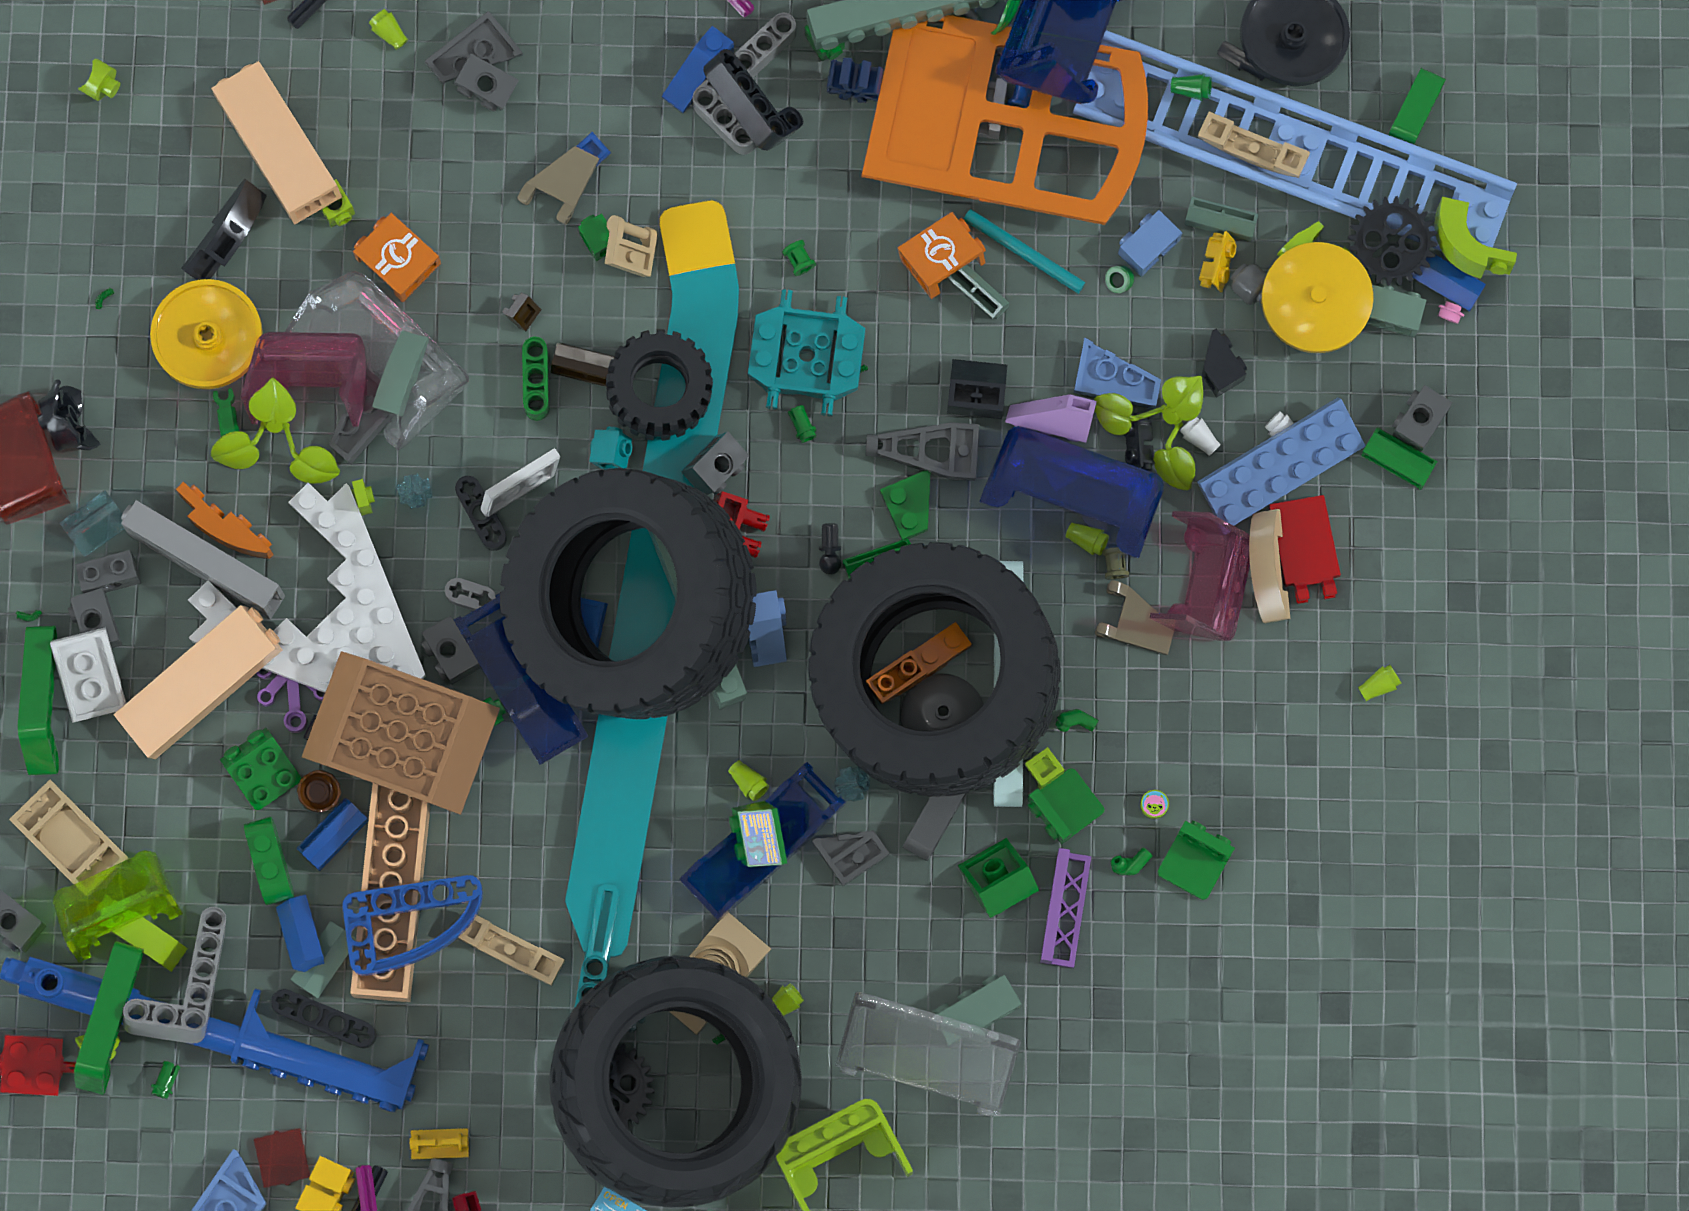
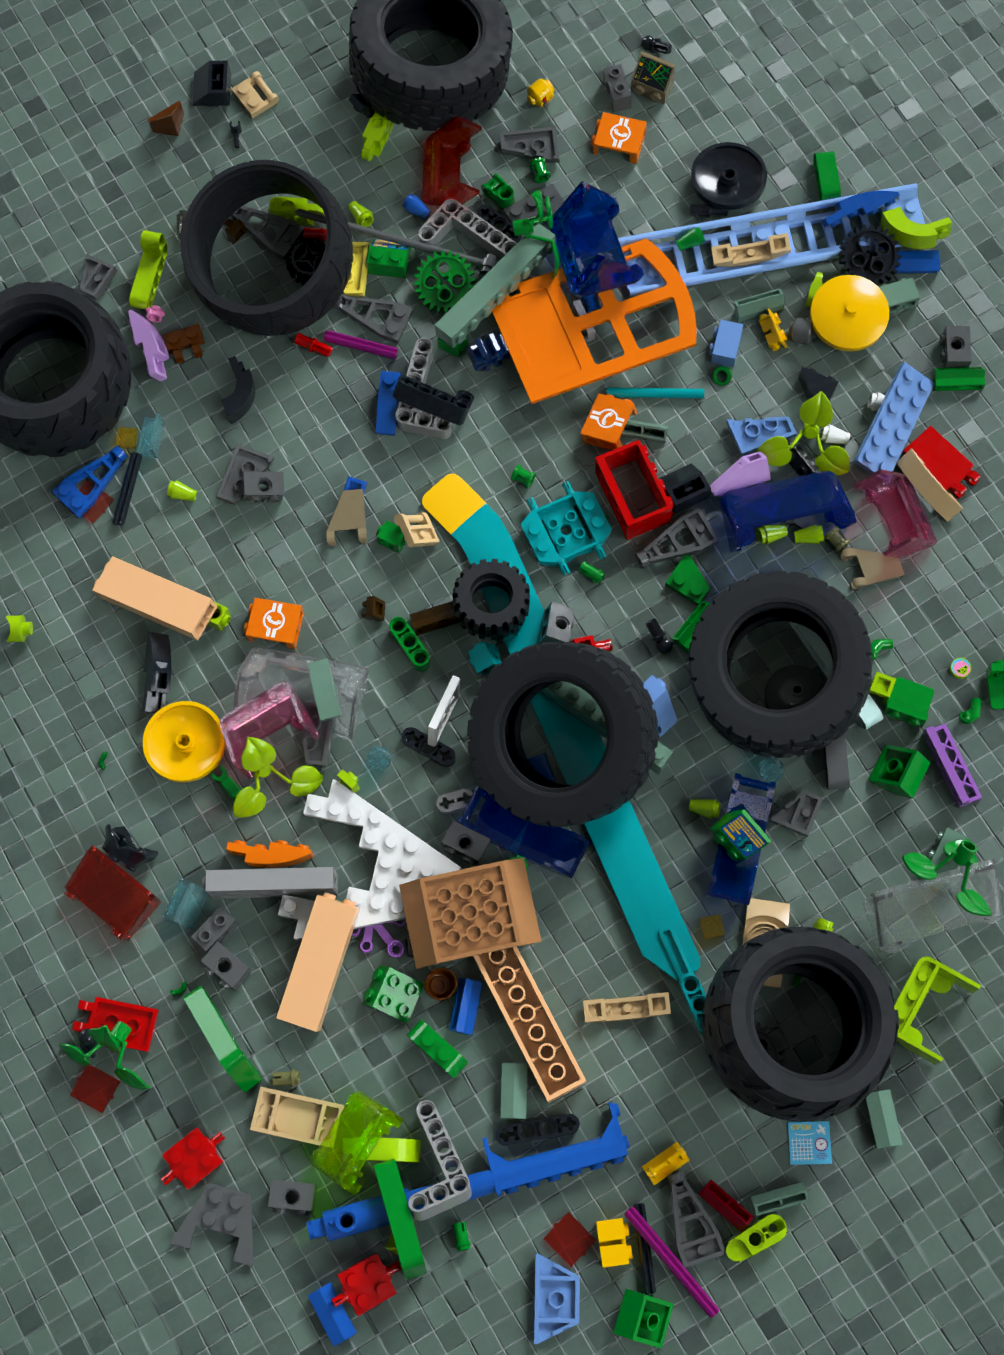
camera: 25 degrees left, 5 degrees down
(85, 788) = (286, 1078): none -> olive pin
(88, 674) = (243, 1002): white tile -> none
(300, 933) = (488, 1083): blue piece -> none
(398, 906) = (559, 1009): blue beam -> none
(666, 919) = (712, 926): none -> clear yellow tile
(918, 664) = (763, 668): orange slope -> none
(924, 306) = (622, 456): none -> red hose
(987, 1011) = (964, 855): none -> green plant
(1043, 510) = (770, 533): none -> lime cone
(1437, 171) = (865, 202): none -> blue slope
(1450, 312) = (929, 278): bright pink plate -> none

